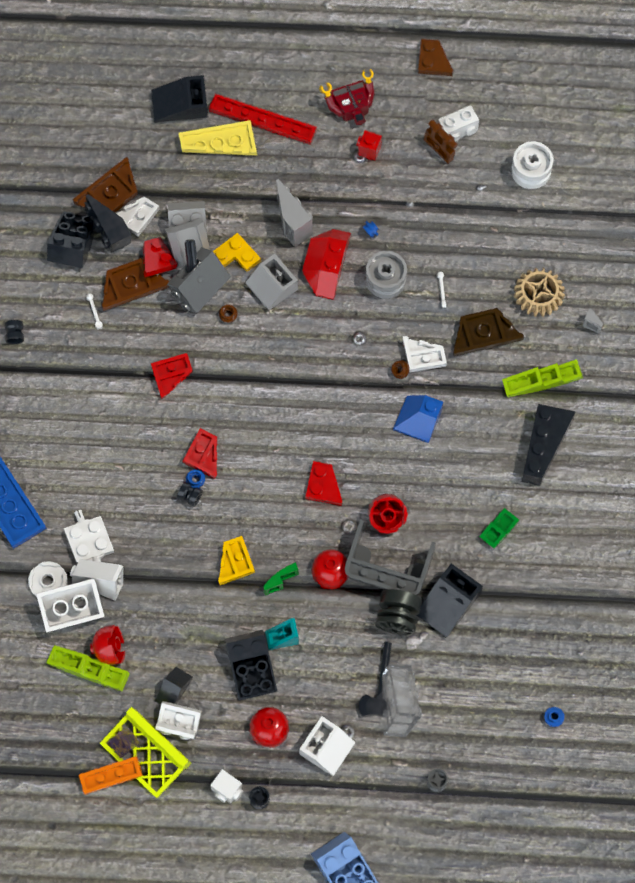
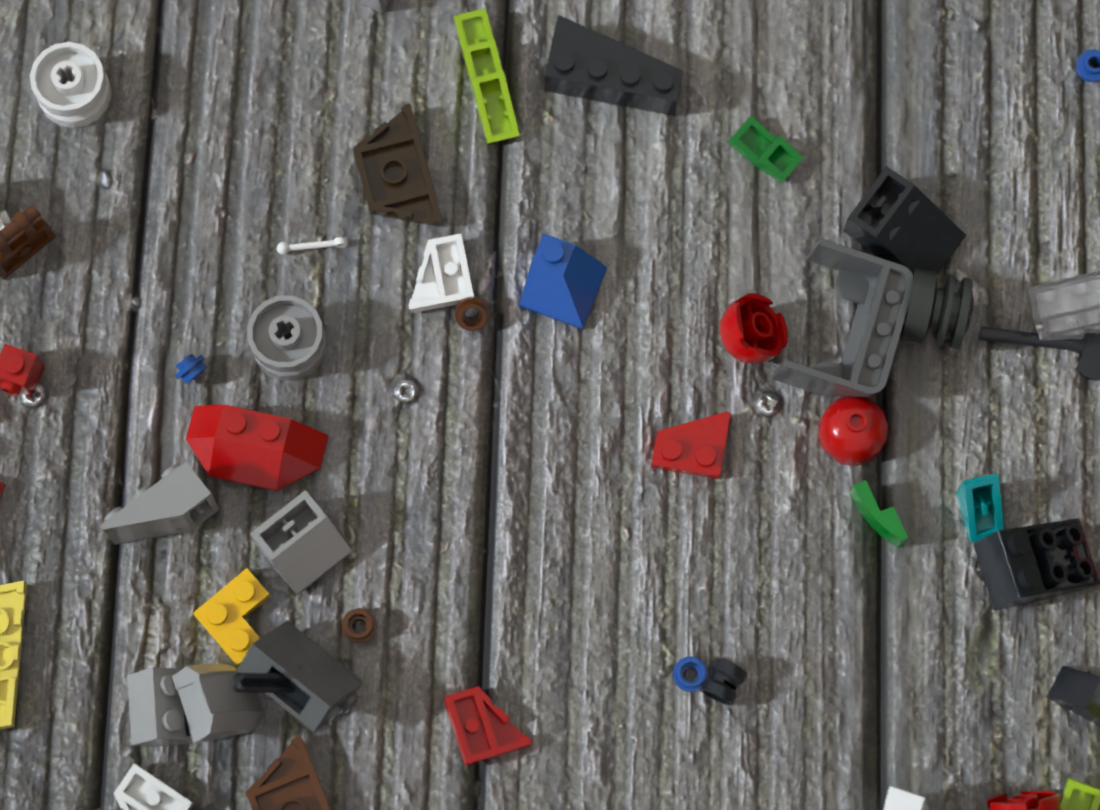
camera: 90 degrees left, 5 degrees up
(157, 257) = (244, 762): red wing -> none
(203, 453) = (641, 661): red wing -> none
(235, 561) = (847, 597): yellow wing -> none
(551, 300) = (330, 54): tan gear -> none

